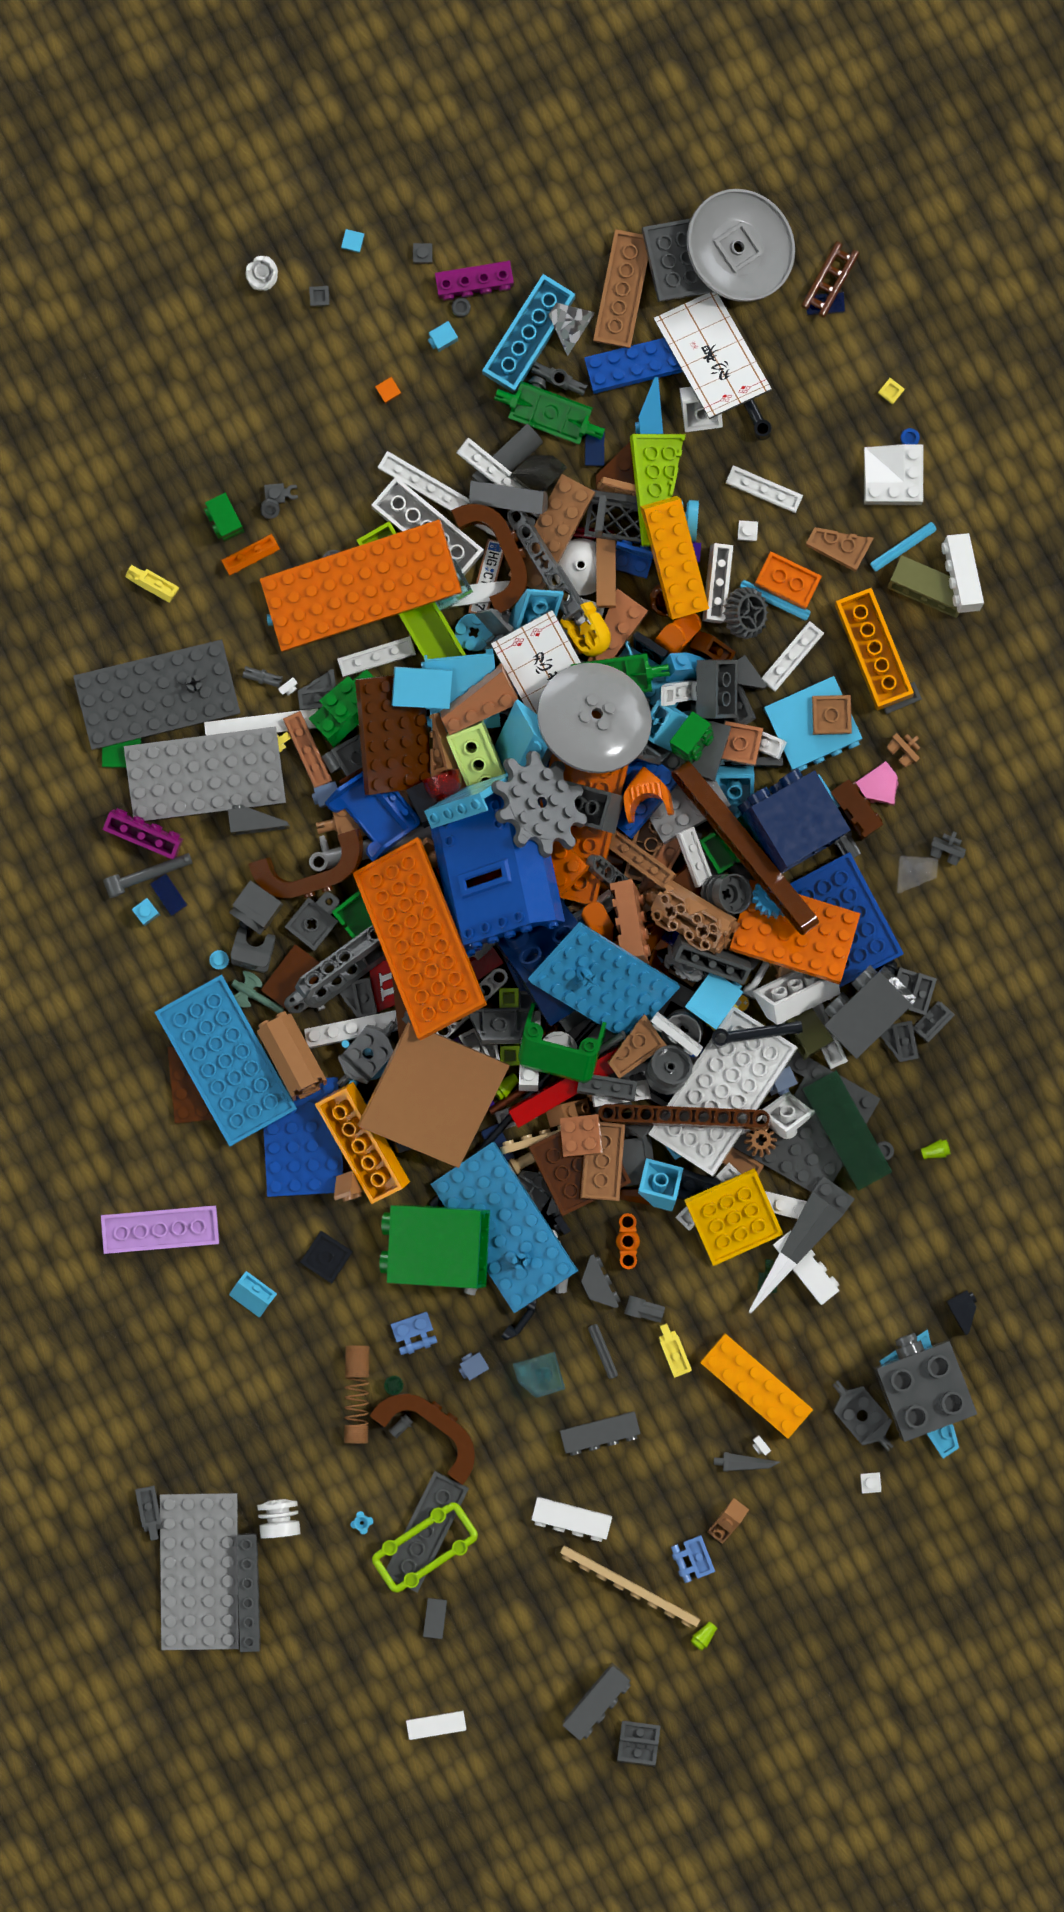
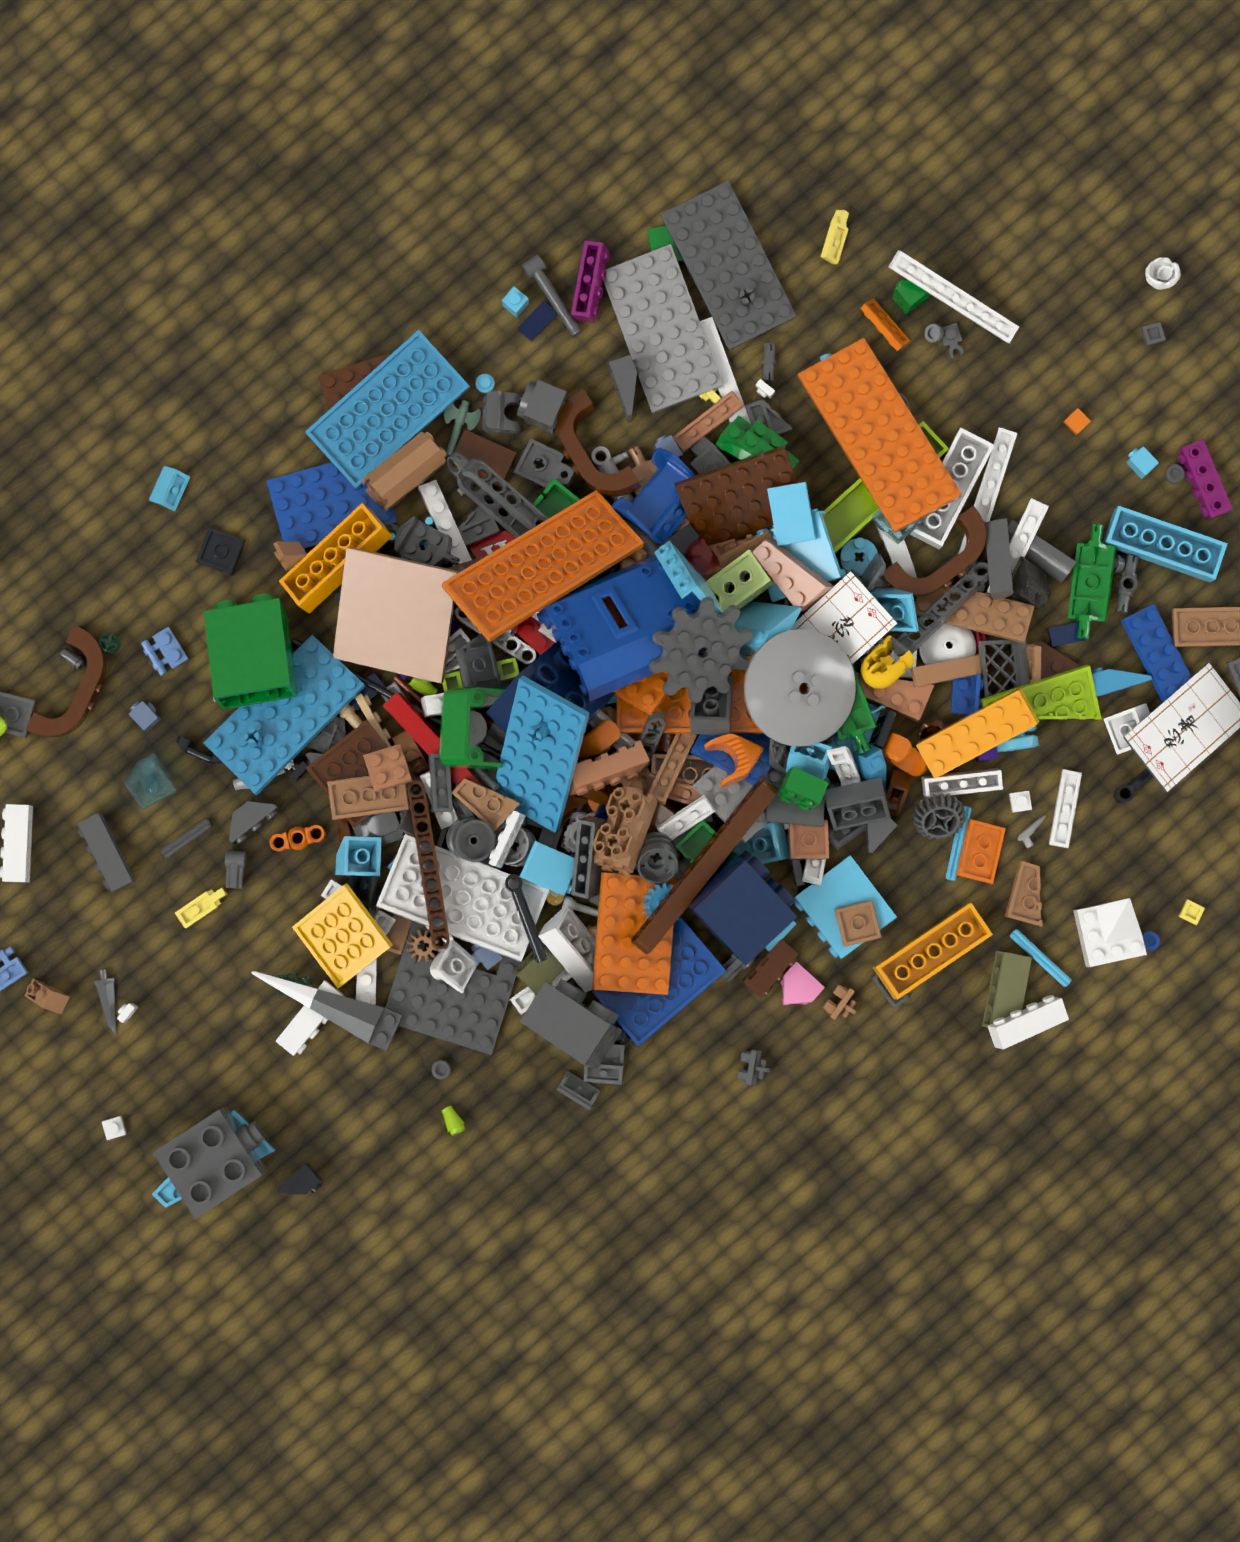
camera: 75 degrees right, 0 degrees up
(160, 1229) = (212, 385): lavender plate -> none
(242, 482) = (953, 296): none -> white plate
(352, 241) = (1214, 354): medium azure tile -> none
(356, 1366) = (118, 604): medium nougat piece -> none
(376, 656) = (813, 468): white tile -> none
(422, 253) = (1219, 425): dark grey plate -> none
(488, 570) = (922, 557): tile -> none
(569, 324) = (1184, 581): sticker -> none
(600, 516) = (1001, 652): dark grey tile -> none
(756, 1385) = (183, 995): light orange brick -> none
(782, 534) = (1024, 836): none -> light grey bar
(792, 656) = (907, 872): white tile -> none
(846, 1130) = (451, 1028): clear green brick -> none
(877, 1422) = (164, 1115): dark grey plate -> none
(901, 1041) = (552, 1064): dark grey wing -> none
(915, 871) = (722, 1039): clear wing -> none

